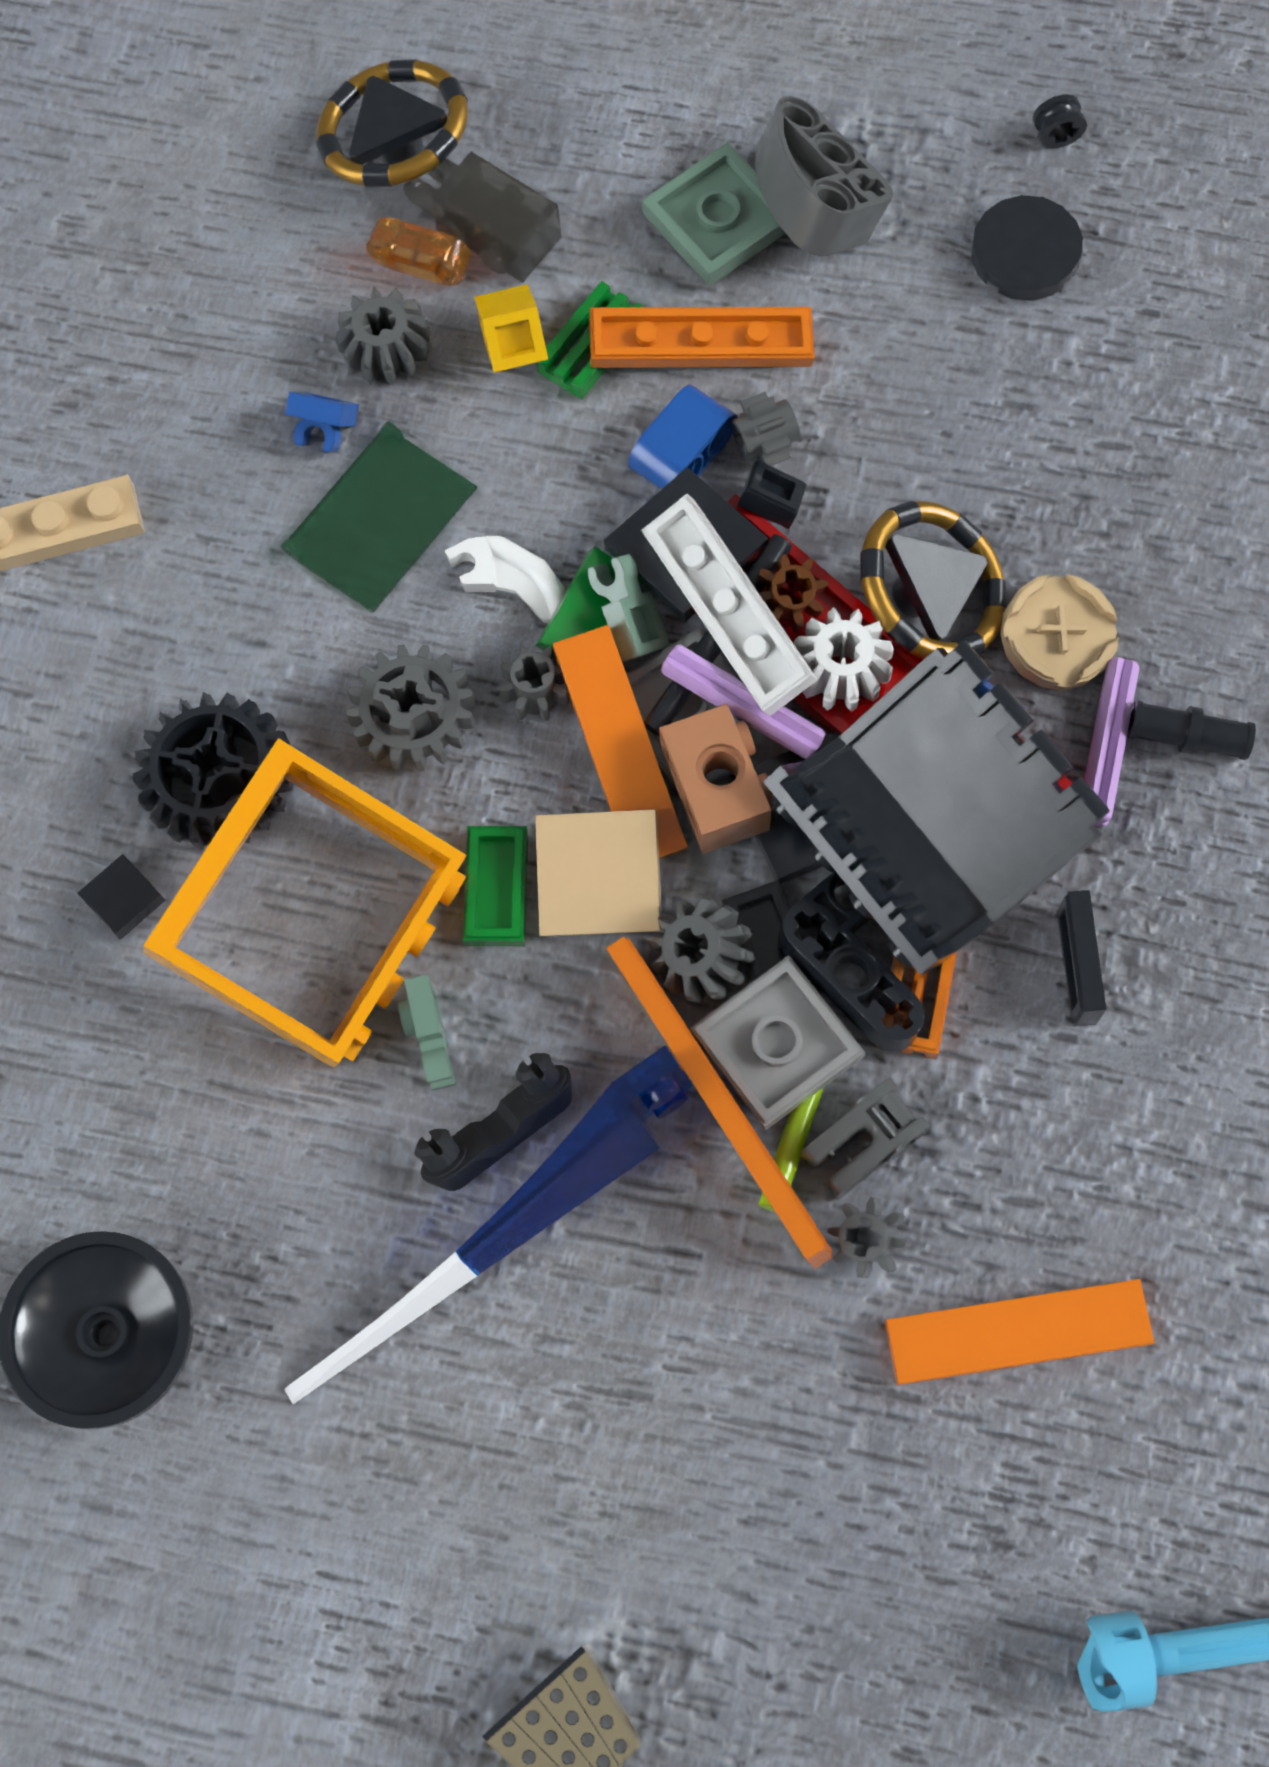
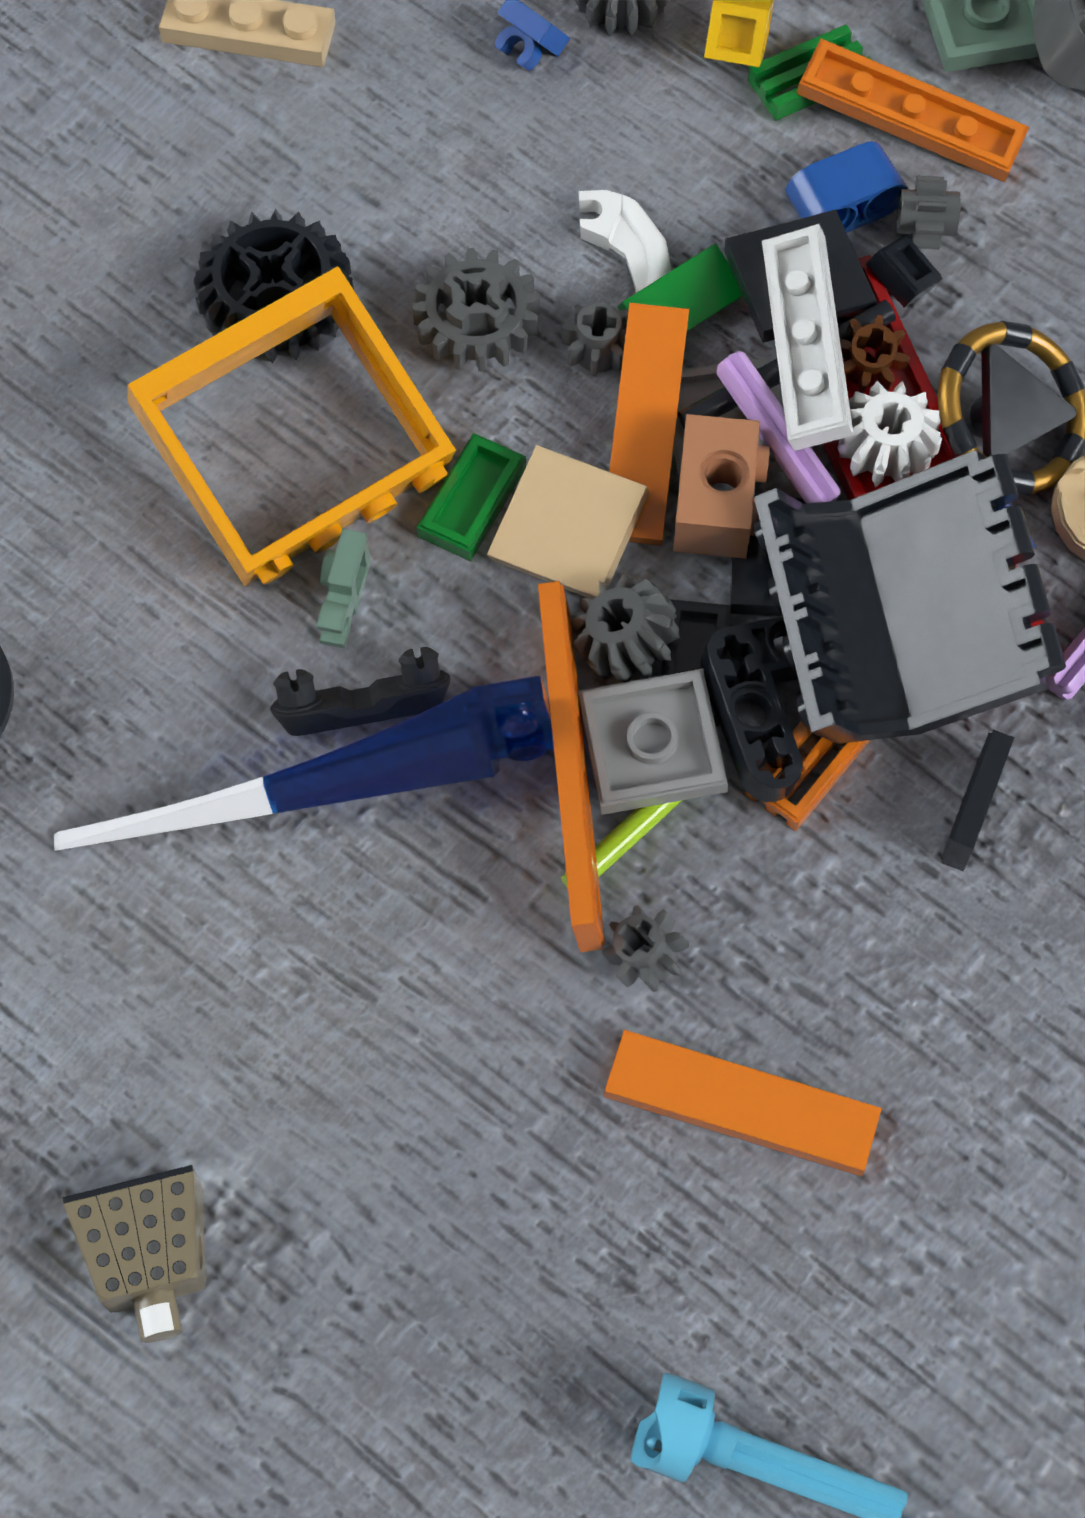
camera: 20 degrees right, 5 degrees down
(121, 896) = (134, 352): black tile -> none
(378, 518) = (536, 142): clear green piece -> none
(631, 614) = (715, 315): sand green plate -> none
(867, 1119) = (694, 846): dark grey piece -> none

